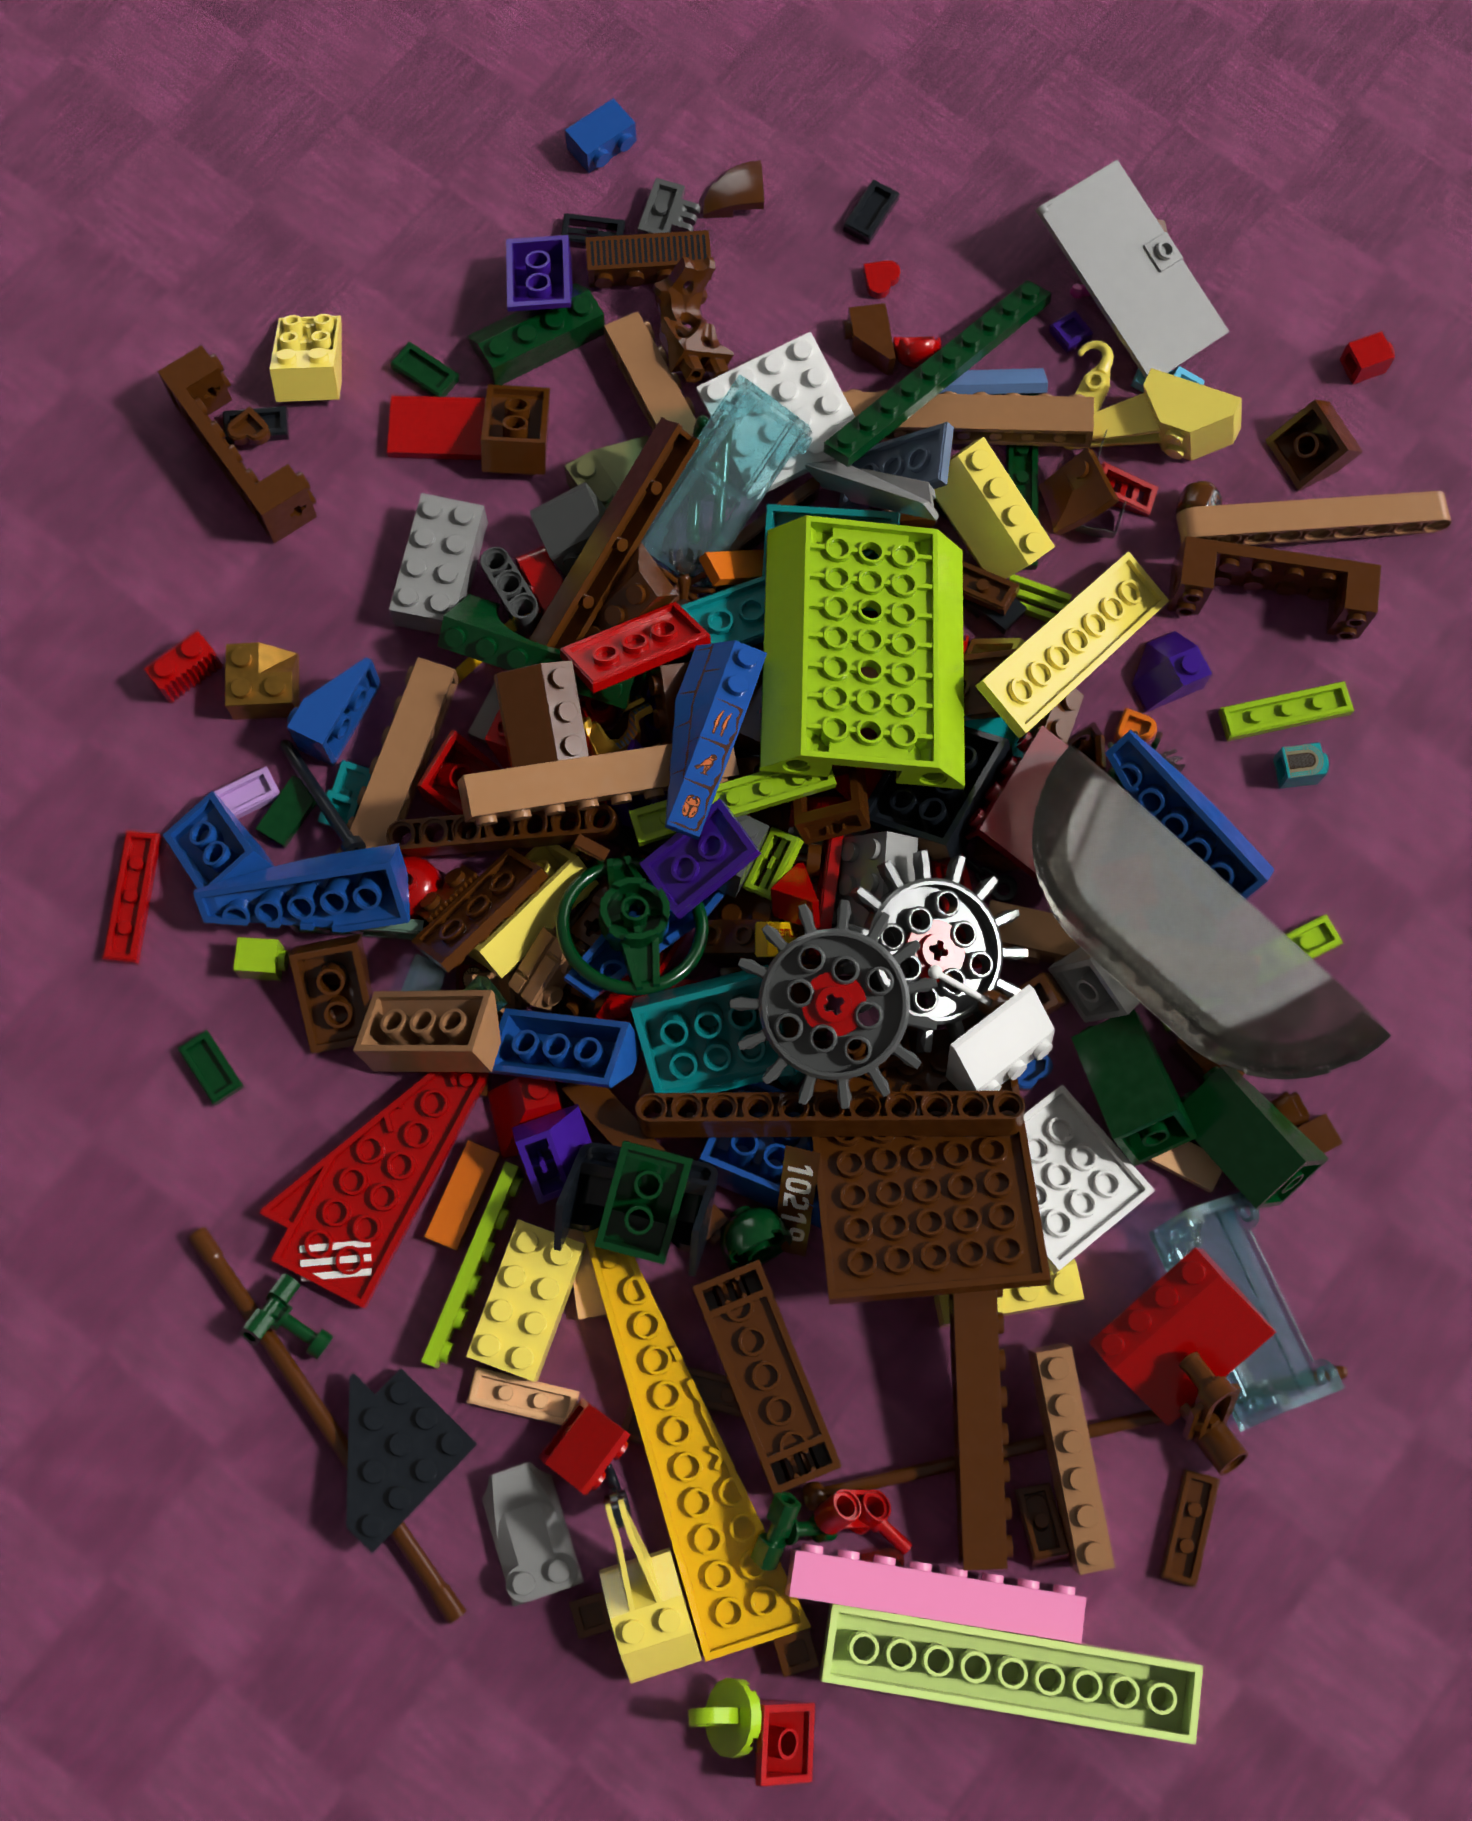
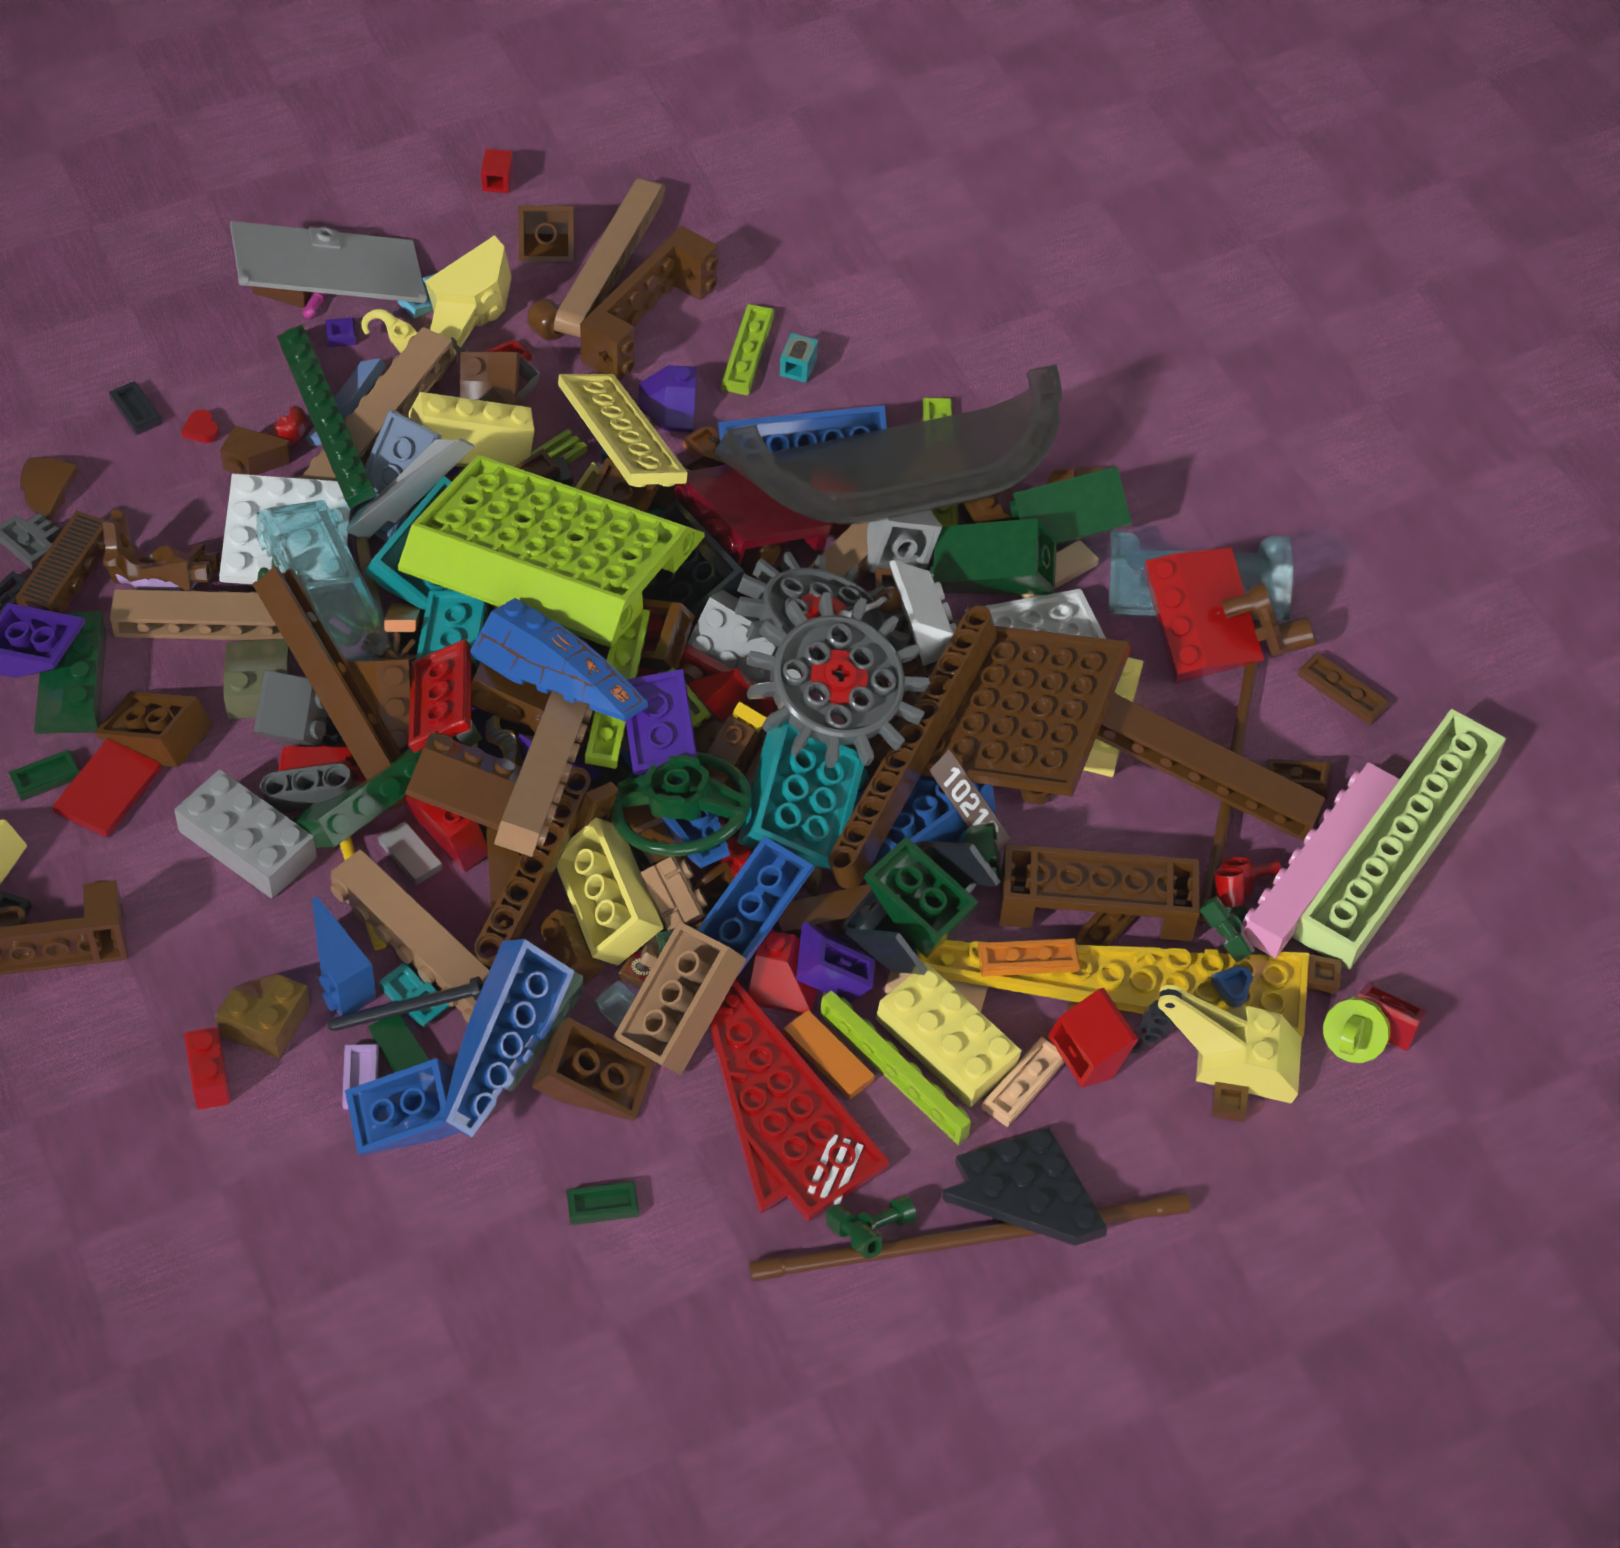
camera: 65 degrees left, 20 degrees down
(132, 897) = (401, 1204): red tile -> none
(260, 958) = (527, 1118): lime brick -> none
(450, 763) = (451, 902): red slope -> none
(479, 909) = (597, 910): reddish brown plate -> none
(530, 1533) = (1144, 1122): light grey slope -> none
(649, 1340) = (1028, 957): none -> orange tile
(723, 1564) = (1233, 985): none -> blue tile
(1071, 1458) = (1257, 723): medium nougat brick -> none

